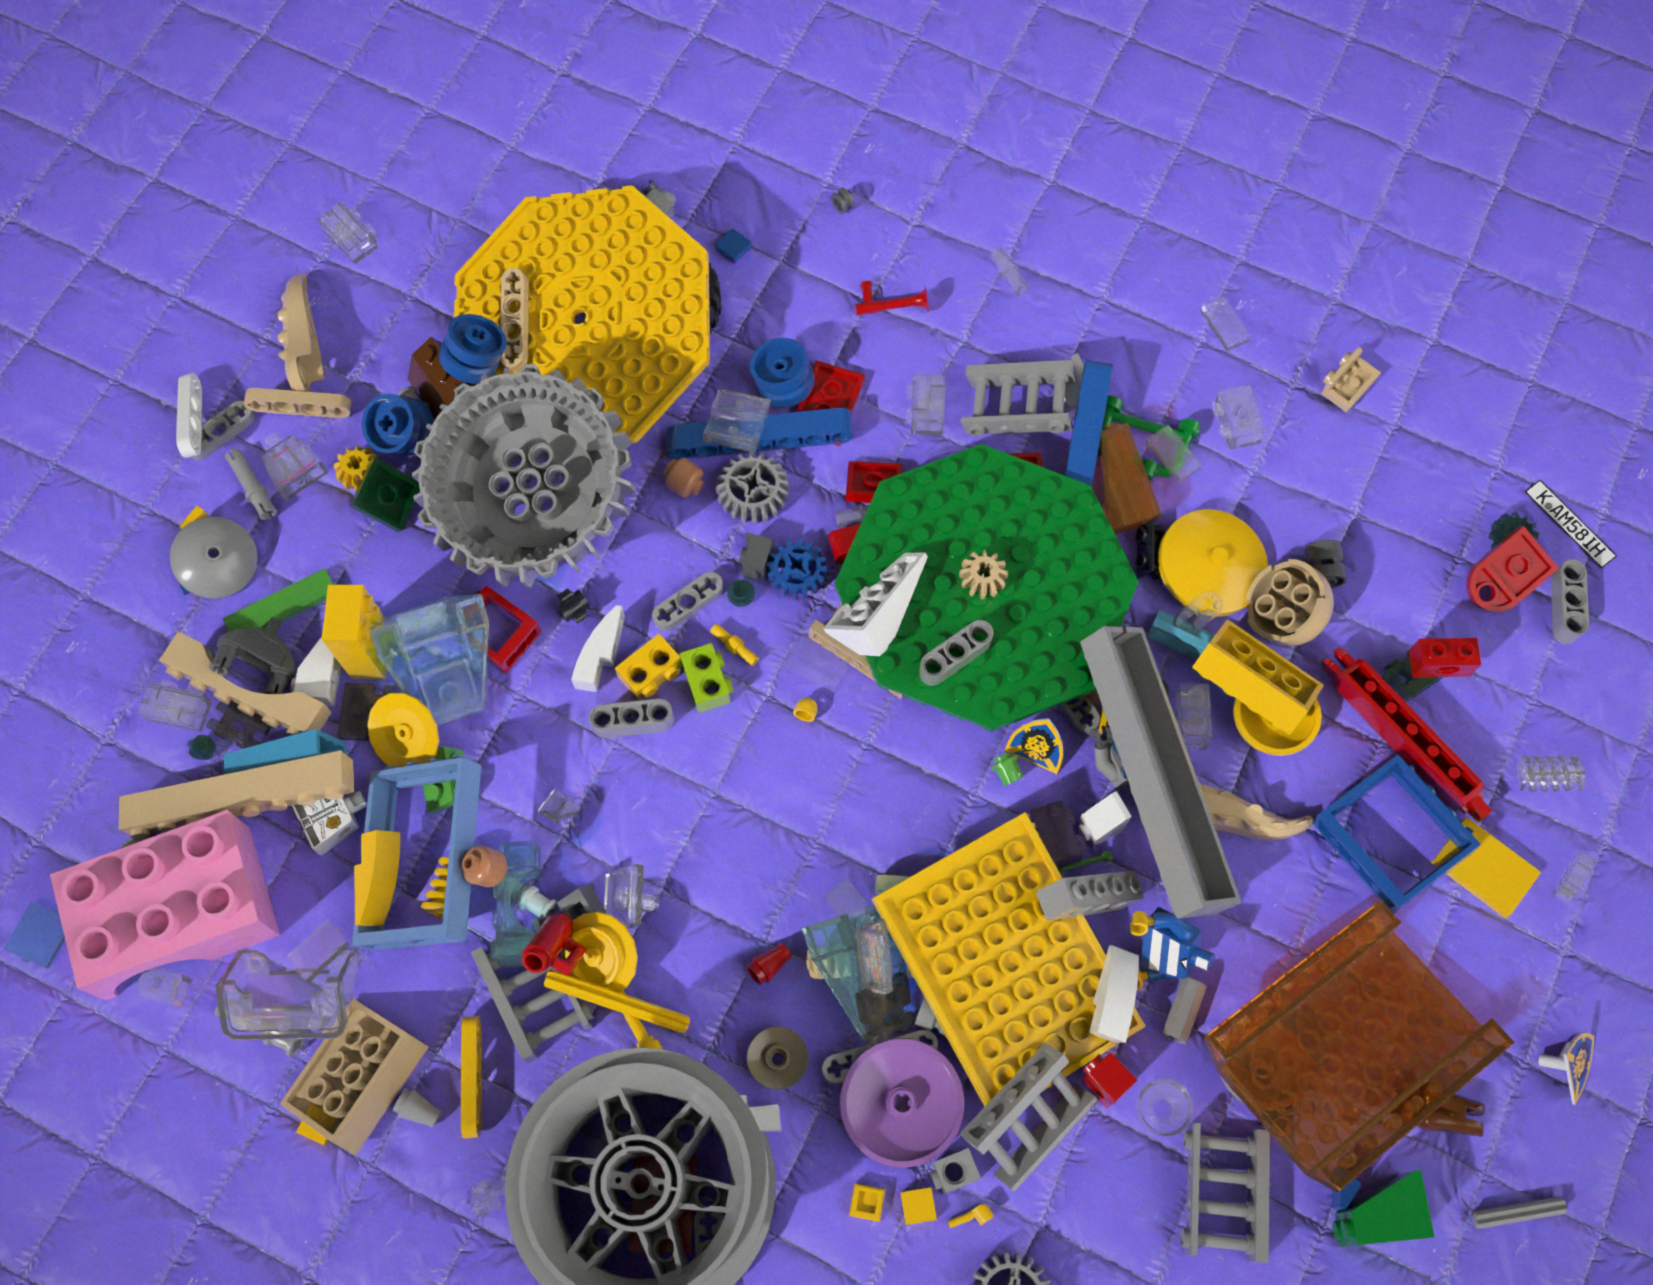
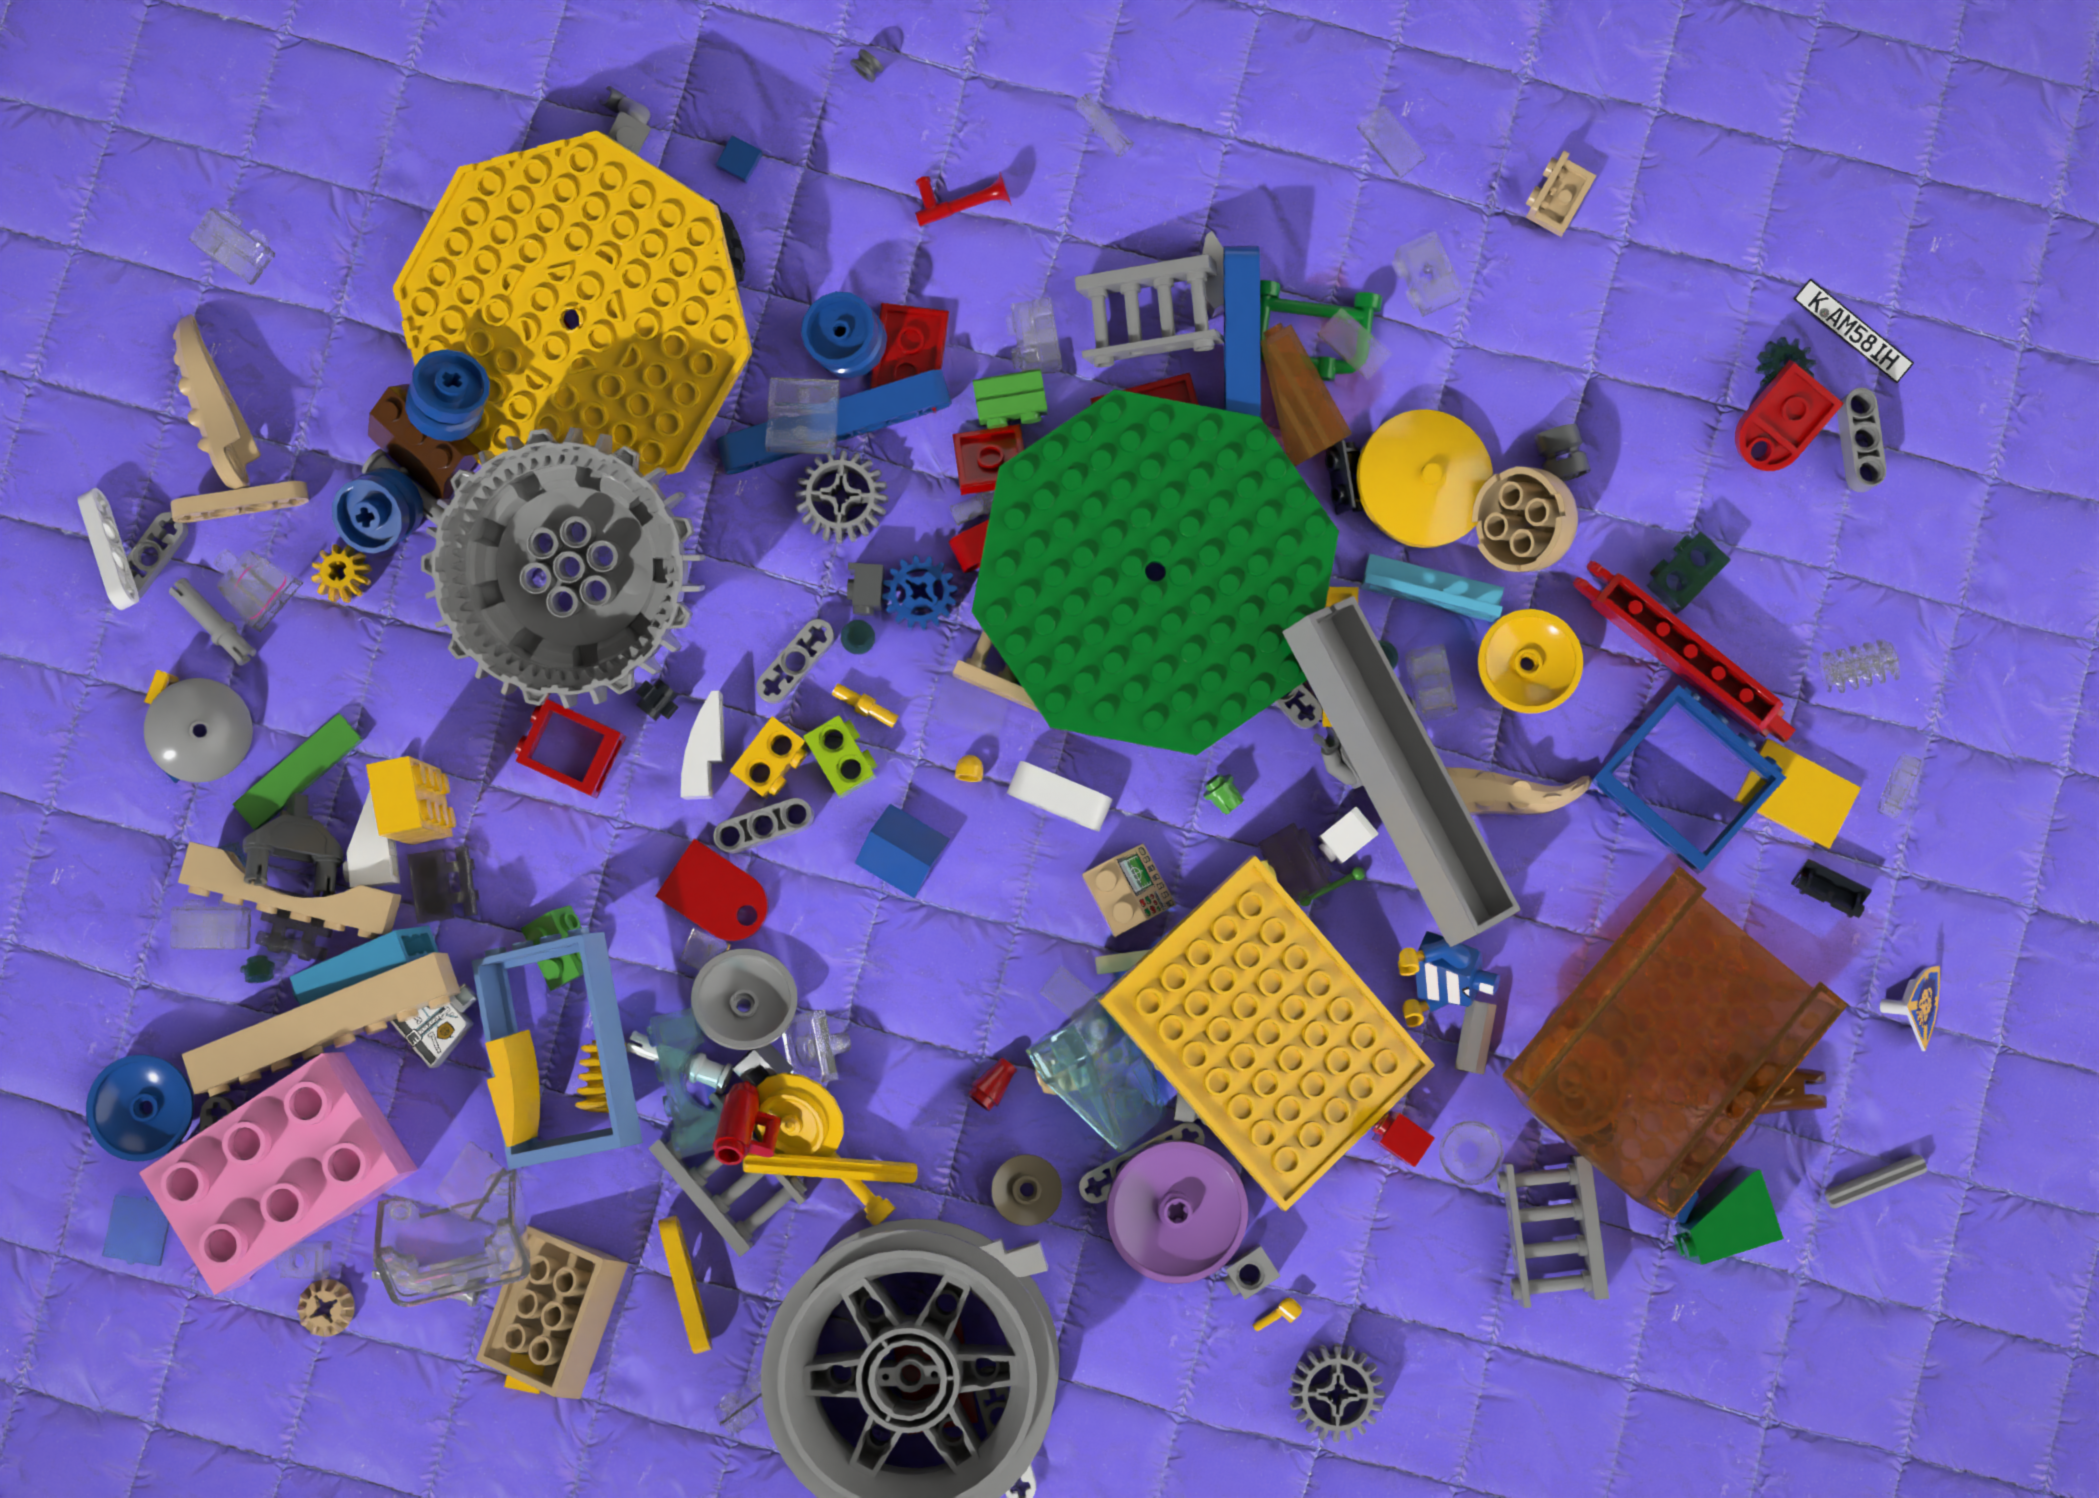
camera: 10 degrees left, 15 degrees up
(61, 820) = (117, 1110): none -> blue dish
(180, 1038) = (341, 1313): none -> tan gear
(385, 494) = (388, 604): dark green plate -> none
(402, 730) = (497, 906): yellow piece -> none
(416, 1108) = (633, 1332): light grey cone -> none
(438, 654) = (513, 803): clear light blue wedge -> none
(486, 866) = (643, 1056): nougat head -> none
(518, 318) = (493, 336): tan beam -> none
(577, 763) = (713, 892): none -> red tile
(582, 835) = (748, 979): none -> light grey dish
(683, 477) = (752, 502): nougat head -> none
(736, 761) = (901, 850): none -> blue slope
(867, 1202) = (1159, 1324): yellow tile -> none
(874, 743) = (1059, 796): none -> white beam
(874, 1007) = (1131, 1106): clear smoke plate -> none
(875, 957) = (1116, 1065): clear panel -> none
(876, 616) = (1032, 645): white wedge -> none
(899, 443) = (1010, 398): none -> bright green brick
(913, 829) = (1128, 890): none -> tan slope
(918, 1206) = (1217, 1316): yellow tile -> none
(963, 641) = (1141, 658): light grey beam -> none
(980, 583) = (1138, 566): tan gear -> none
(1012, 1101) = (1303, 1185): light grey fence -> none
(1038, 744) = (1254, 758): shield -> none
(1090, 895) = (1346, 936): light grey brick -> none
(1115, 995) = (1395, 1042): white slope -> none
(1194, 607) = (1410, 548): clear beam -> none
(1258, 677) = (1501, 625): yellow slope -> none
(1444, 657) = (1718, 554): red brick -> none
(1507, 949) = (1831, 887): none -> black hinge

